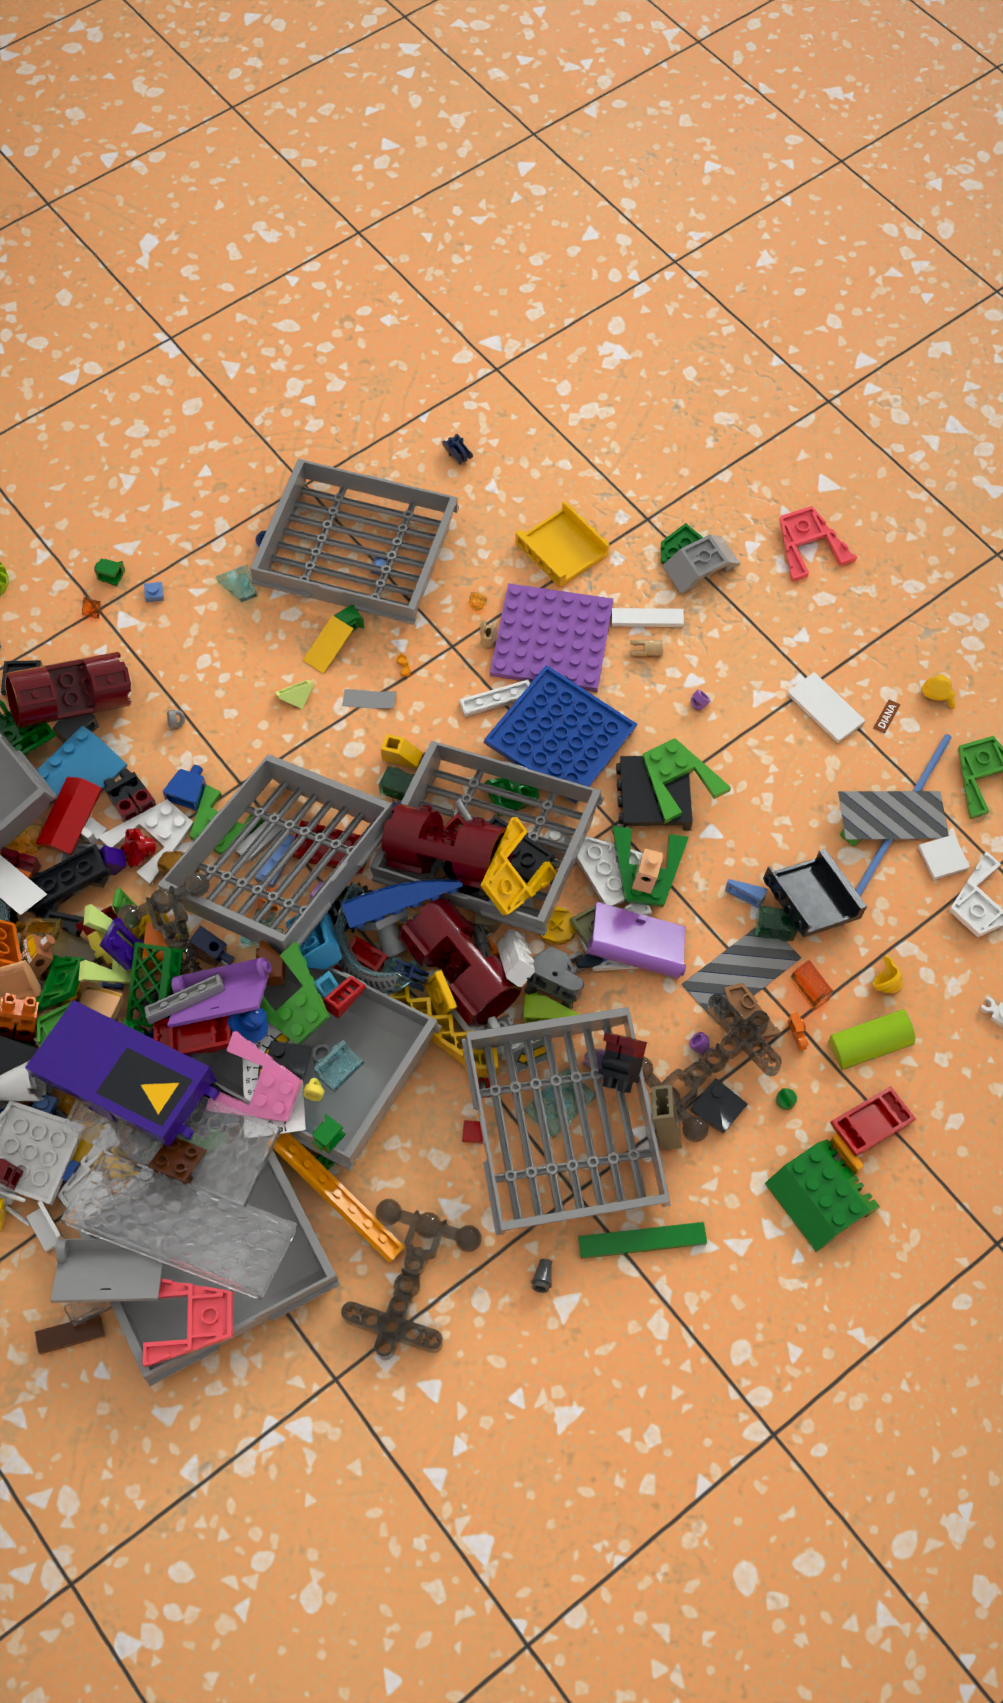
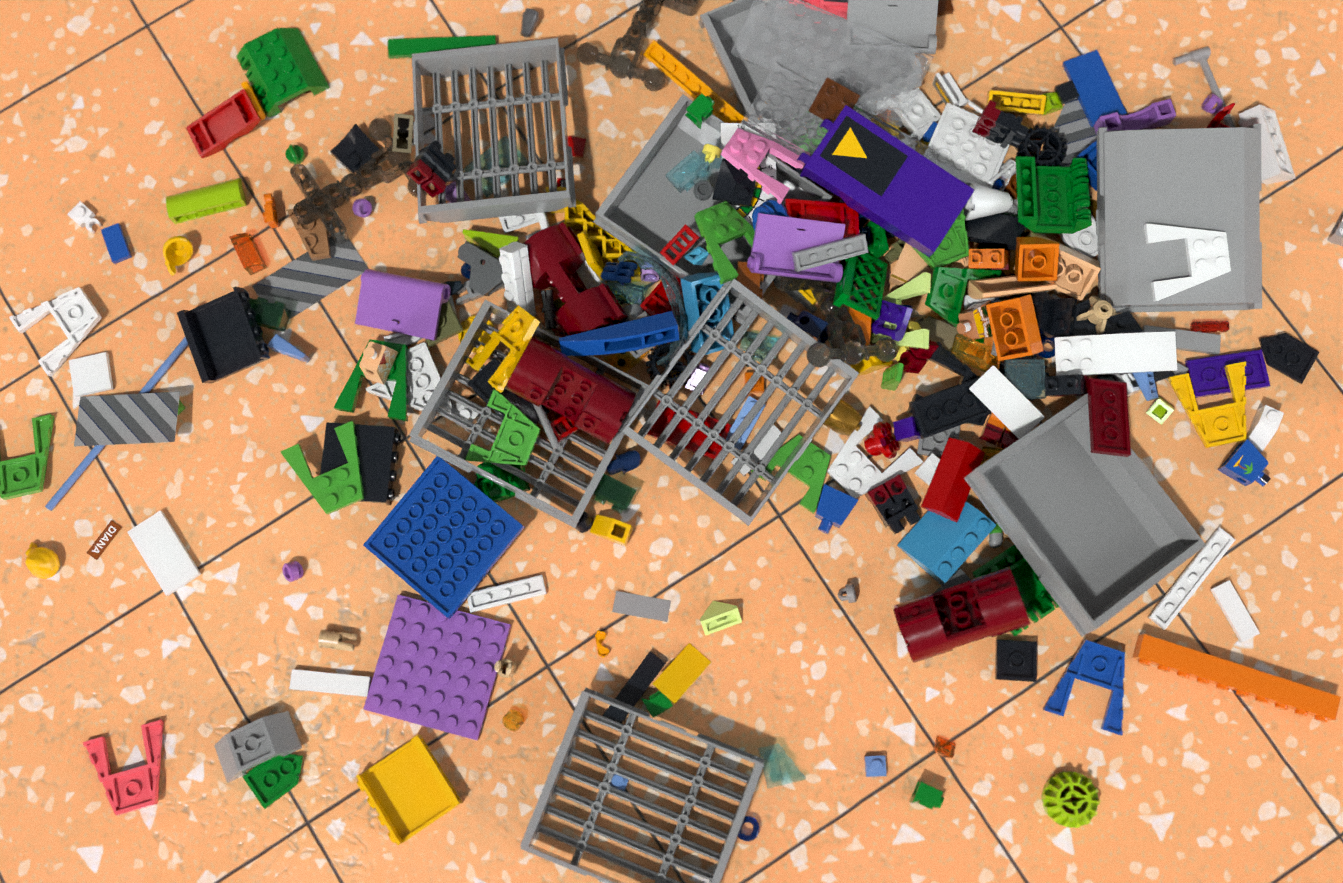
camera: 170 degrees left, 15 degrees up
(367, 638) = (636, 686): none -> black tile
(503, 803) = (514, 439): none -> bright green wing
(957, 988) = (116, 243): none -> blue tile

